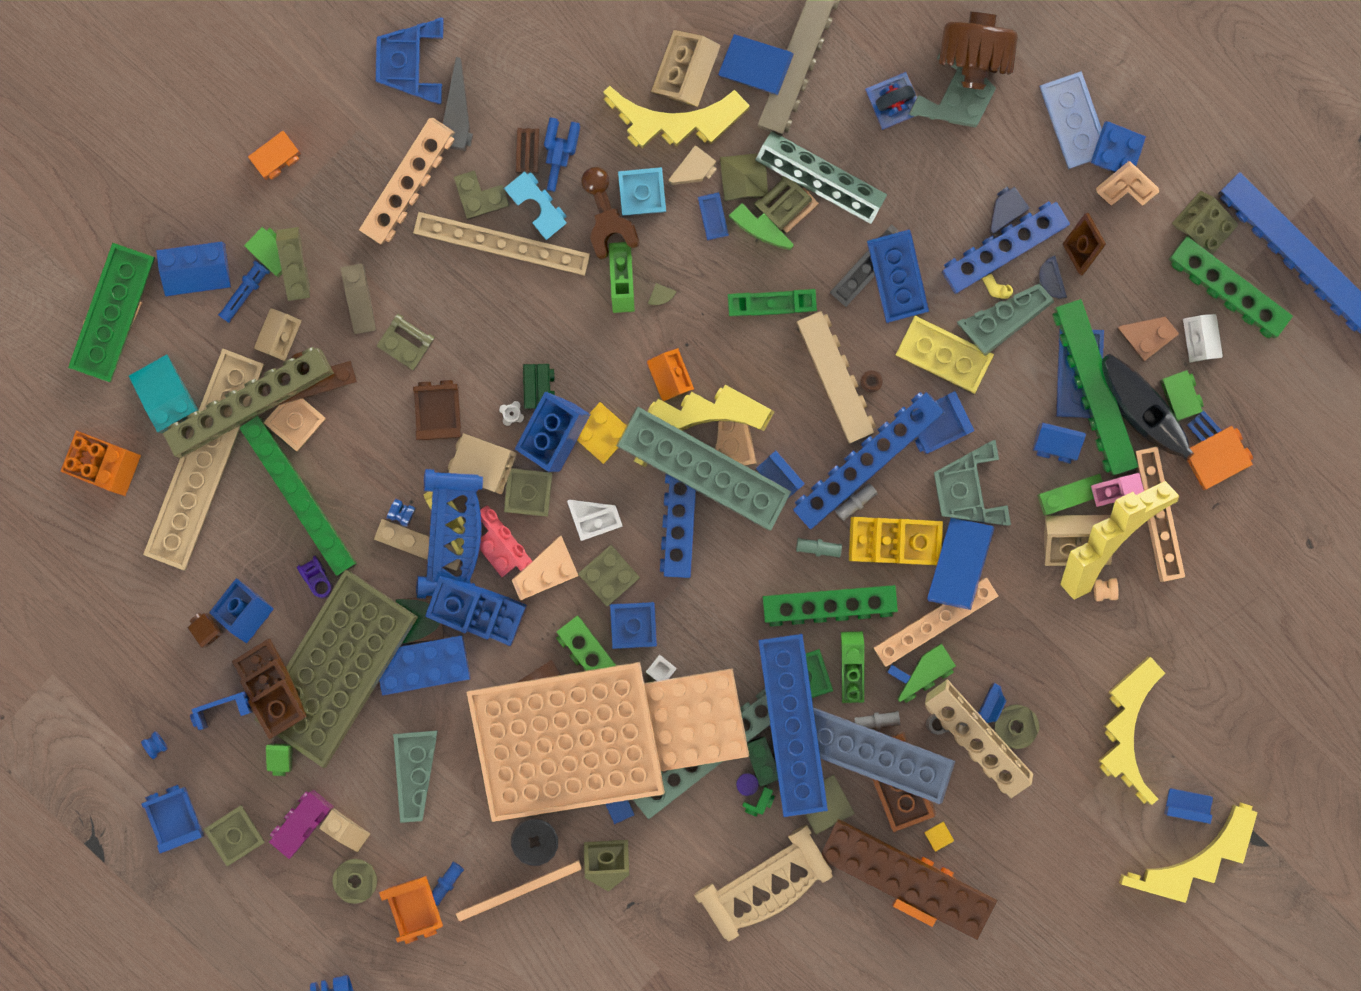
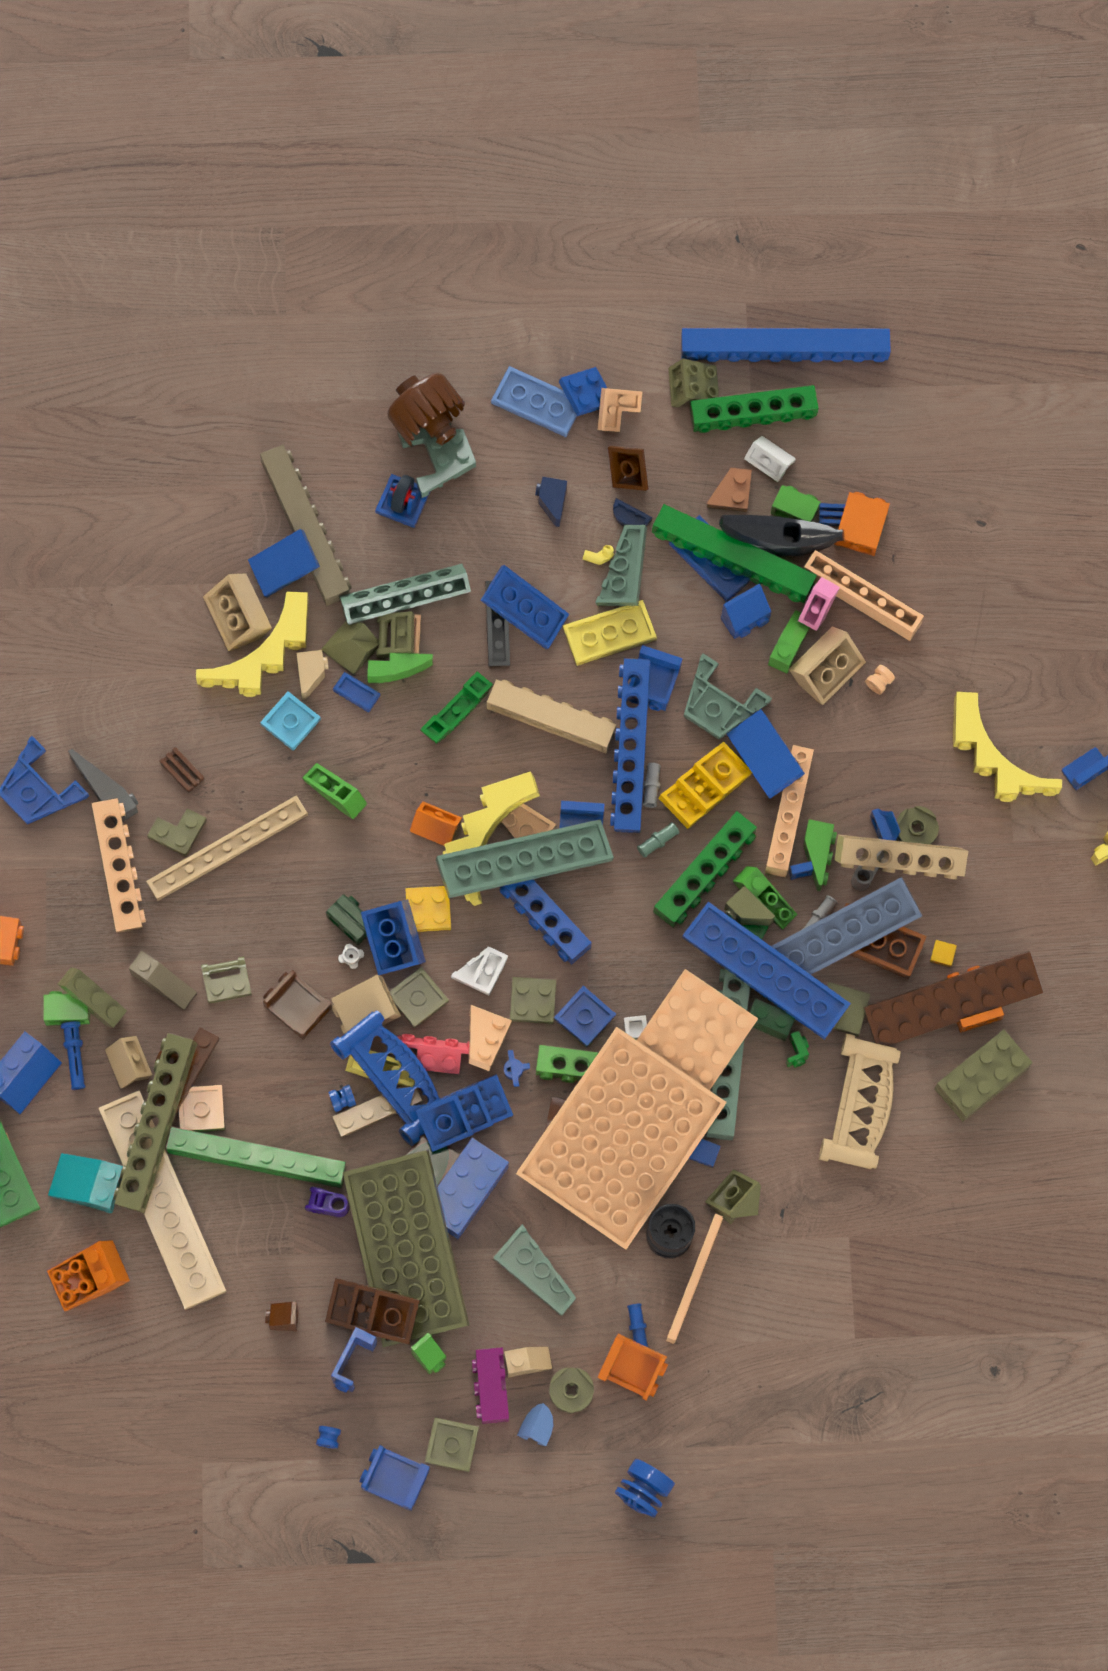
camera: 50 degrees left, 15 degrees down
(241, 610) = (296, 1278): blue slope -> none
(306, 881) = (537, 1425): none -> medium blue brick
(525, 188) = (242, 796): medium azure arch -> none
(546, 613) = (516, 1068): none -> piece
(559, 149) = (203, 745): blue plant -> none
(608, 221) = (288, 760): reddish brown piece -> none
(661, 295) = (374, 777): olive tile -> none
(747, 784) = (776, 1048): dark purple tile -> none
(827, 665) = (748, 909): none -> olive slope
(871, 374) = (578, 690): reddish brown plate -> none
(873, 953) = (983, 1075): none -> olive brick
(1056, 222) = (568, 574): brick -> none
(1106, 536) = (845, 635): light yellow arch -> none

